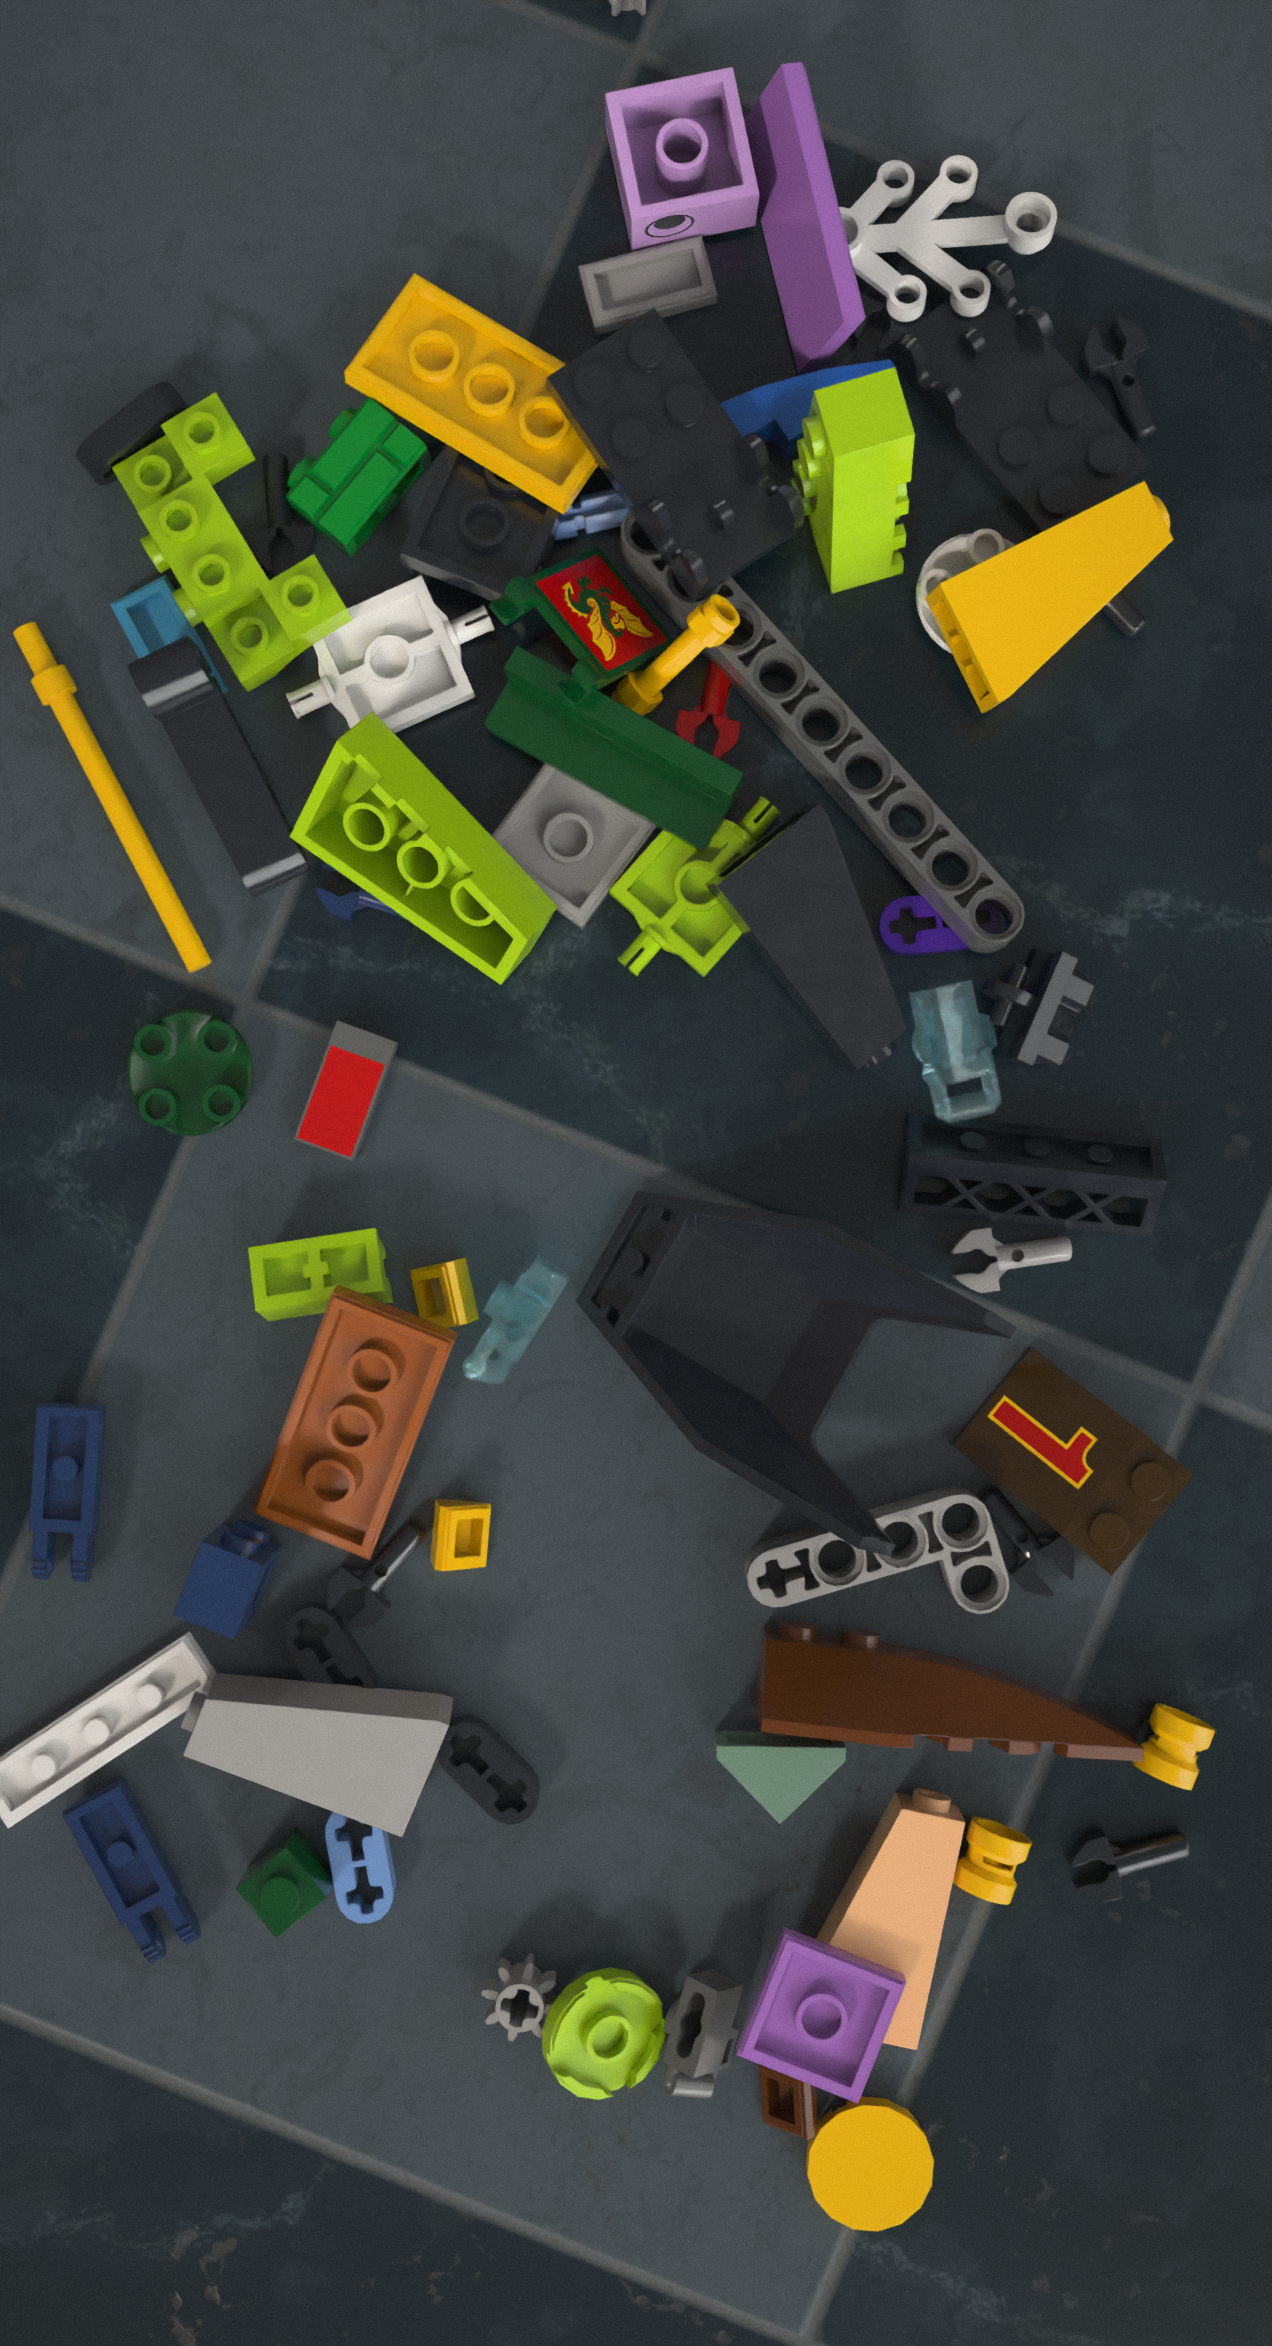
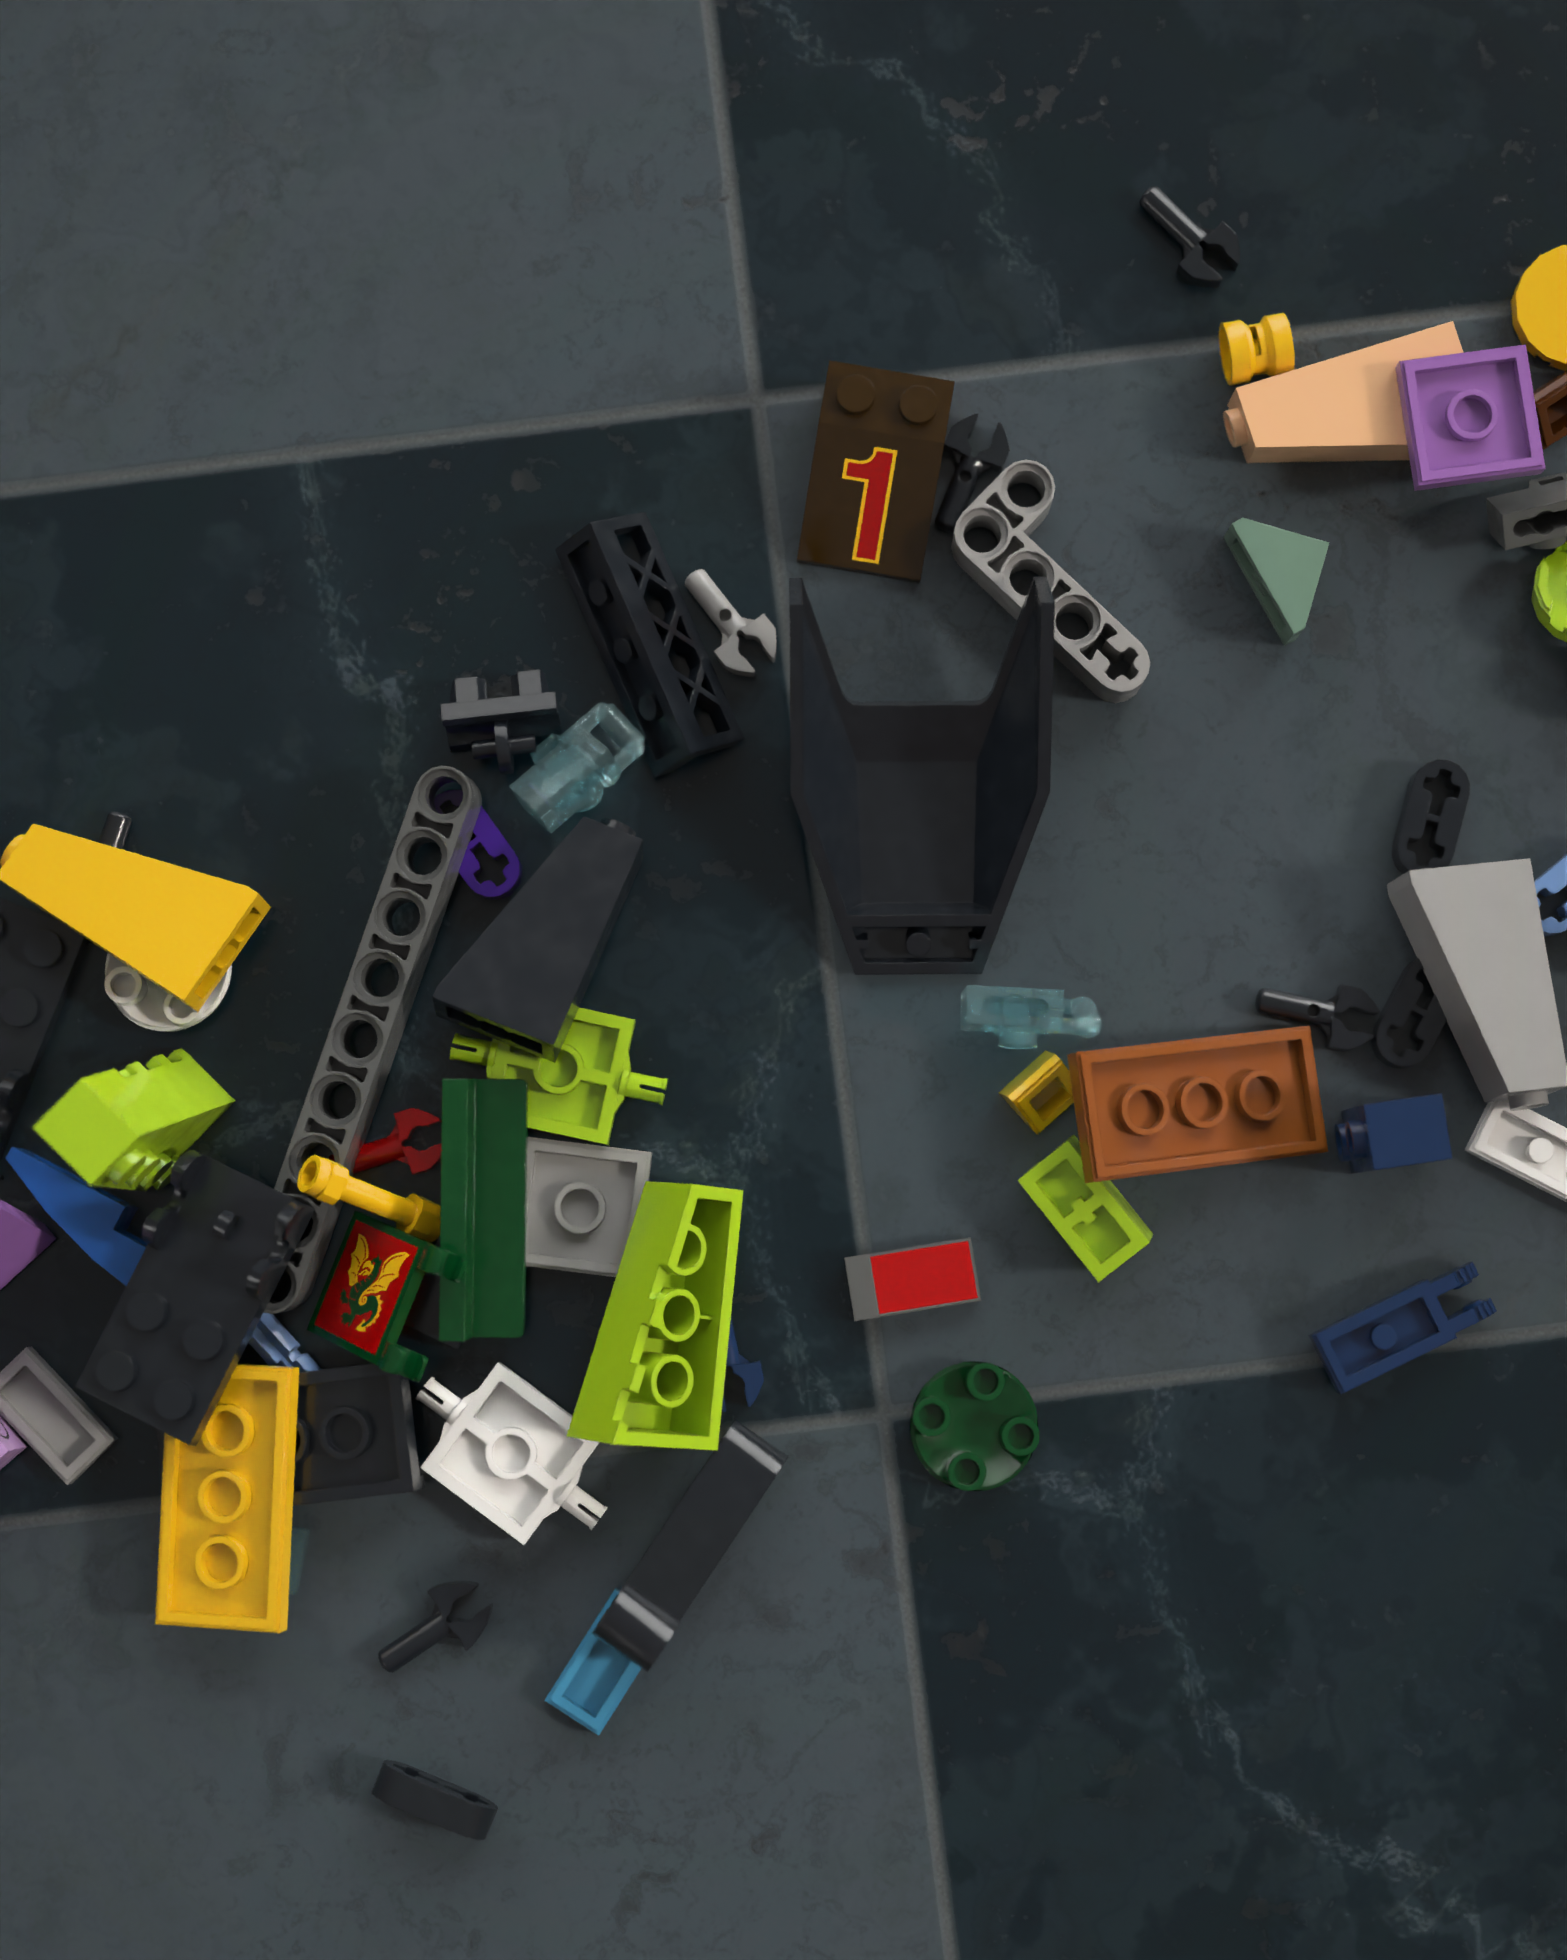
camera: 115 degrees left, 5 degrees down
(56, 689) = (700, 1741): yellow bar -> none
(251, 618) = (495, 1691): lime bracket -> none
(357, 475) = (362, 1576): green brick -> none
(460, 1534) = (1242, 960): yellow slope -> none
(890, 1692) = (1162, 510): reddish brown wedge -> none
(1173, 1747) = (1073, 250): yellow wheel -> none

